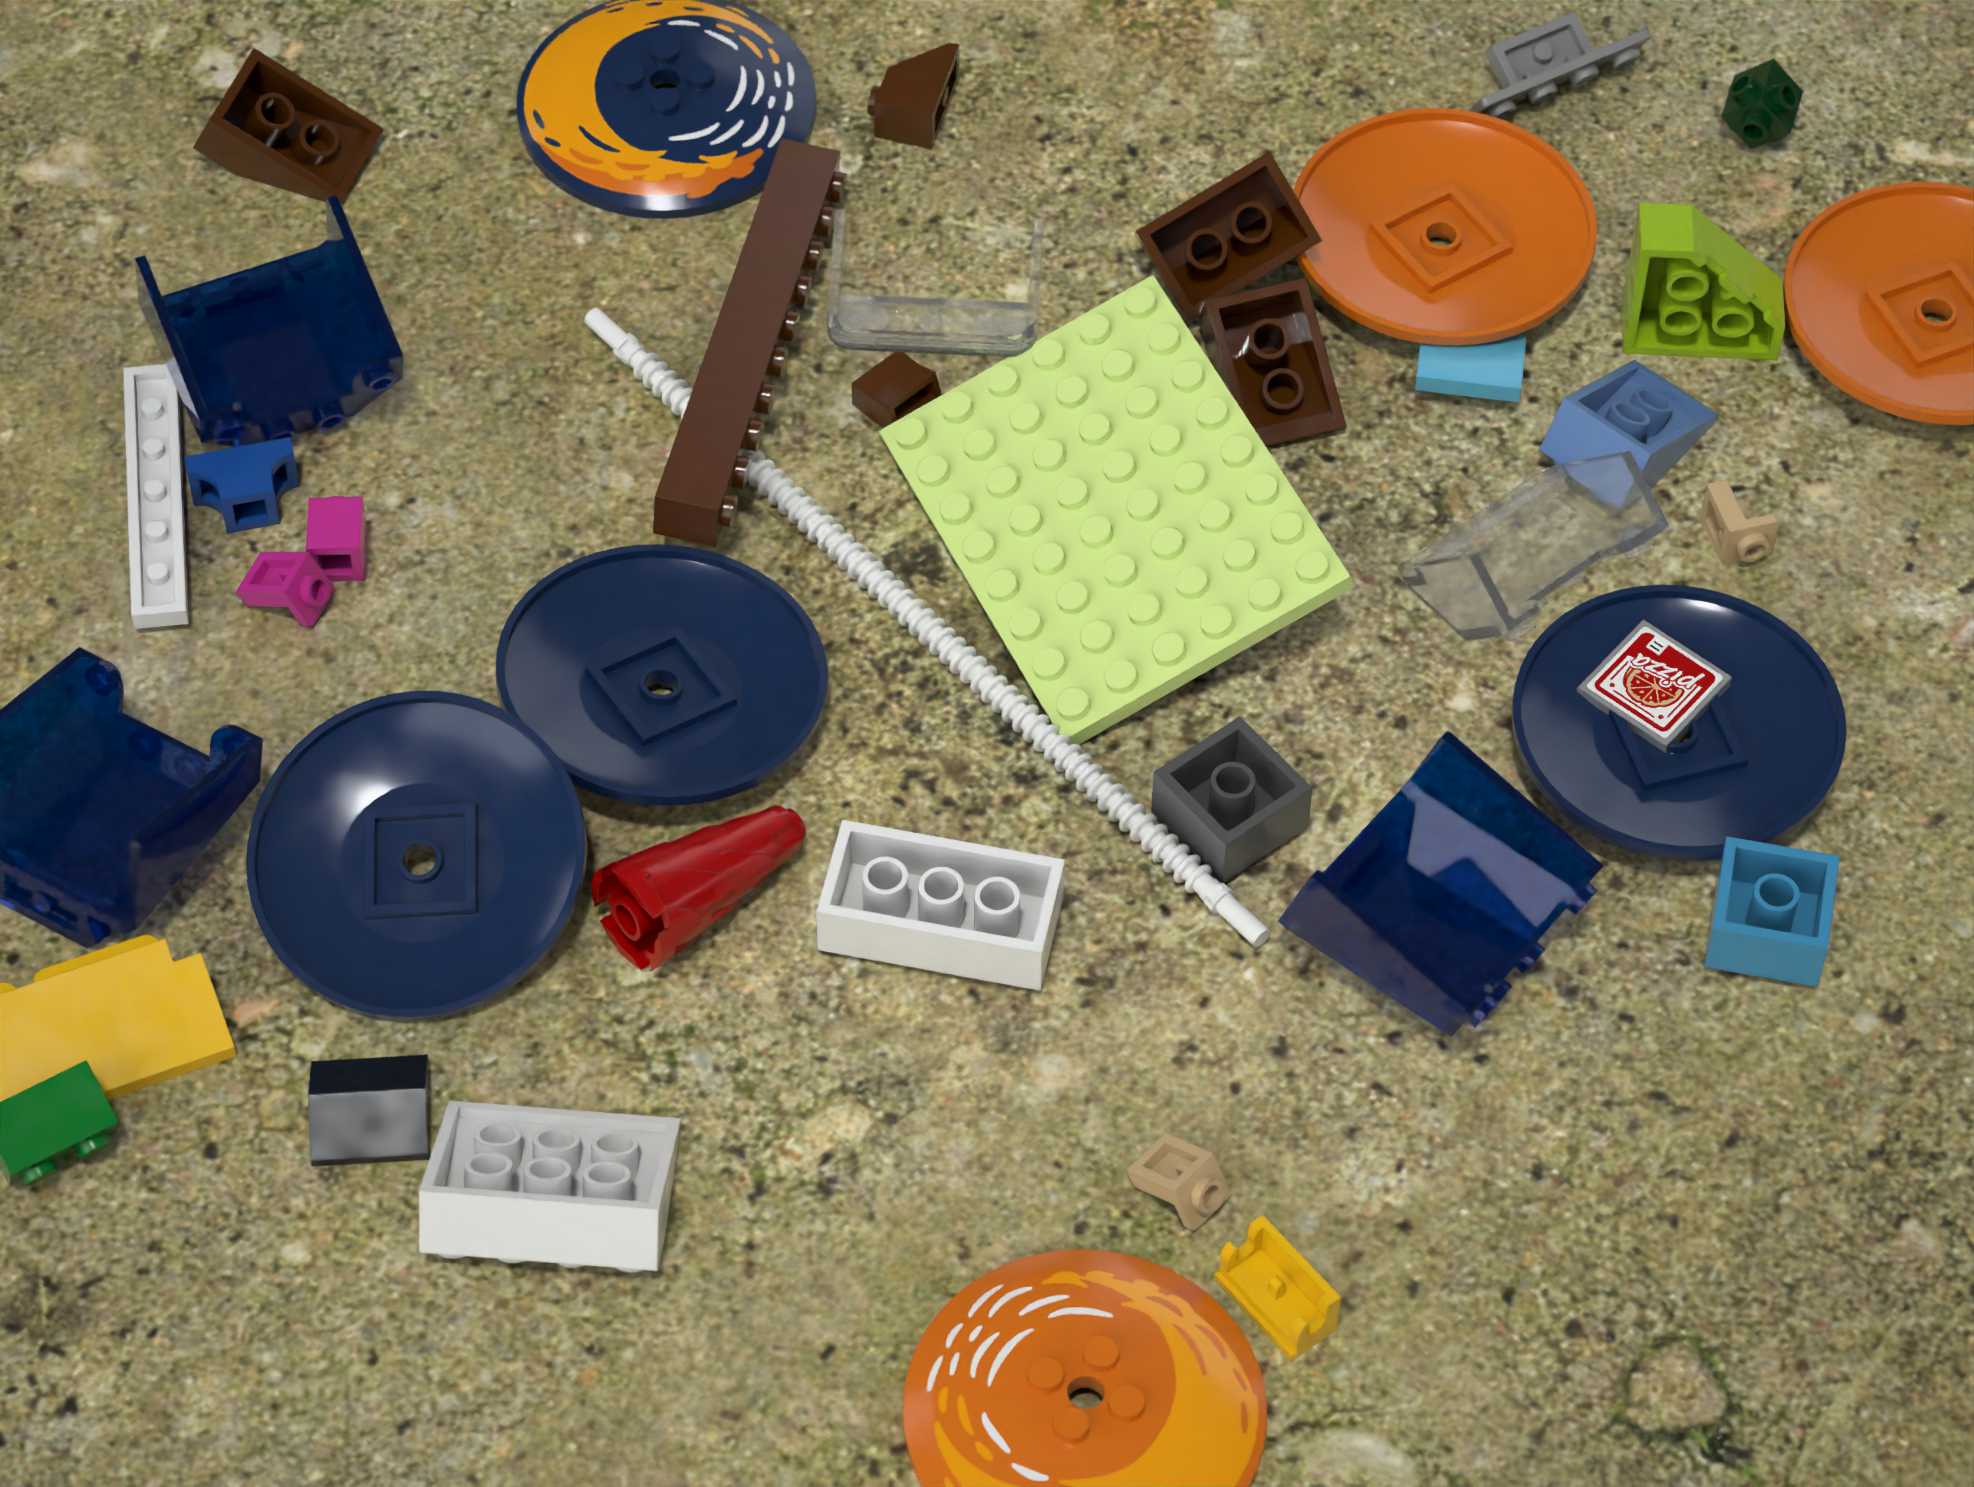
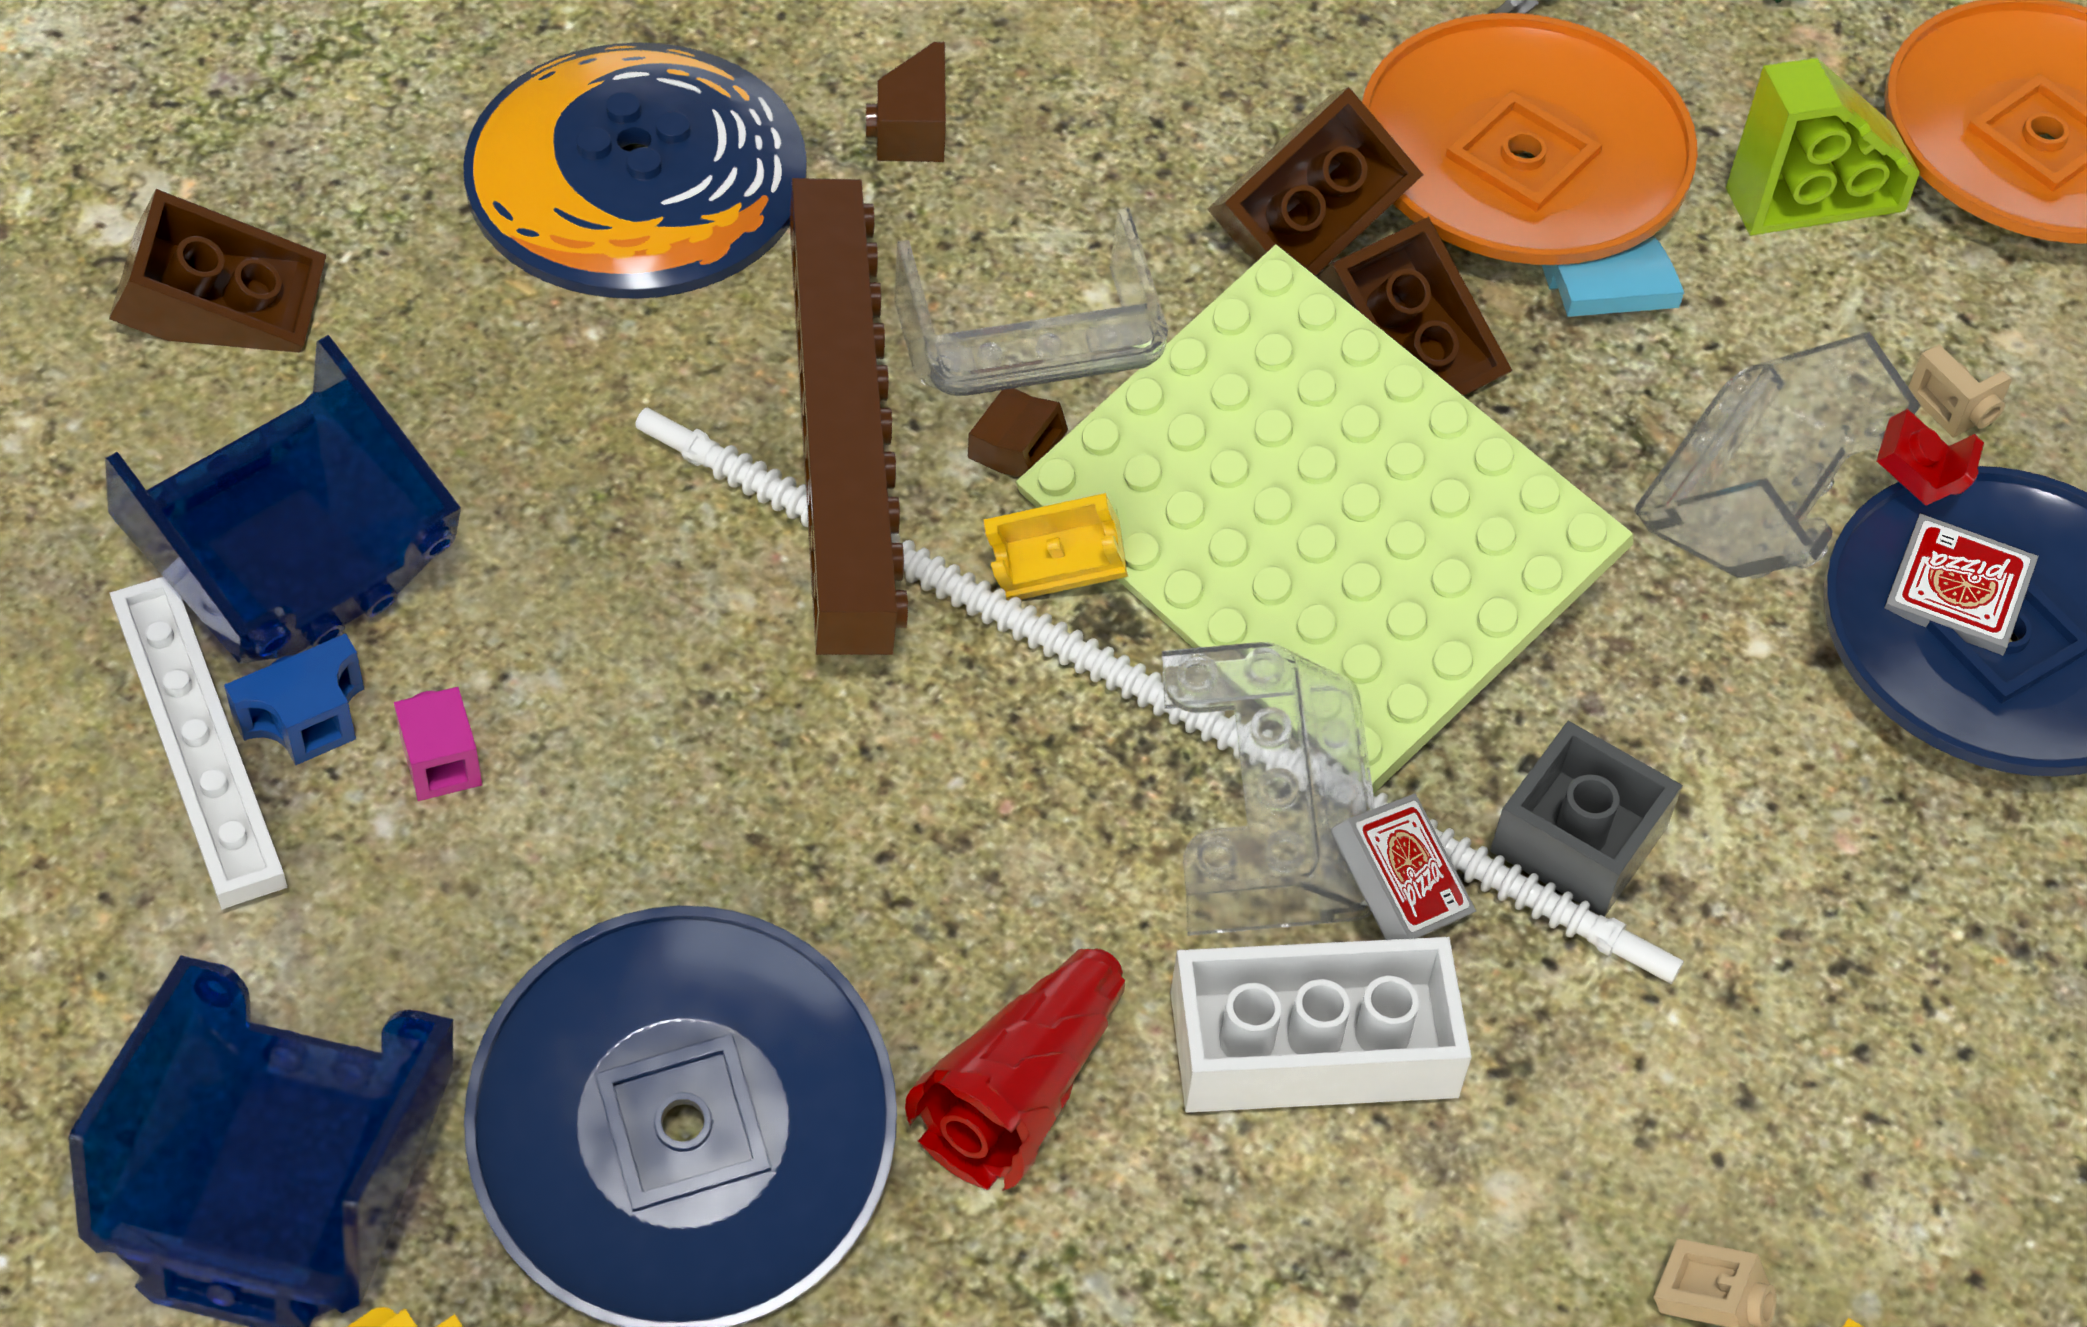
camera: 20 degrees left, 0 degrees up
(287, 581) = (394, 809): dark pink bracket -> none
(673, 616) = (881, 748): dark blue dish -> none
(884, 490) = (1056, 547): none -> yellow hinge
(994, 726) = (1300, 777): none -> clear windscreen
(1057, 802) = (1402, 869): none -> tile
(1445, 890) = (1869, 868): clear blue windscreen -> none
(1631, 413) = (1800, 305): medium blue slope -> none
(1650, 571) = (1925, 462): none -> red bracket

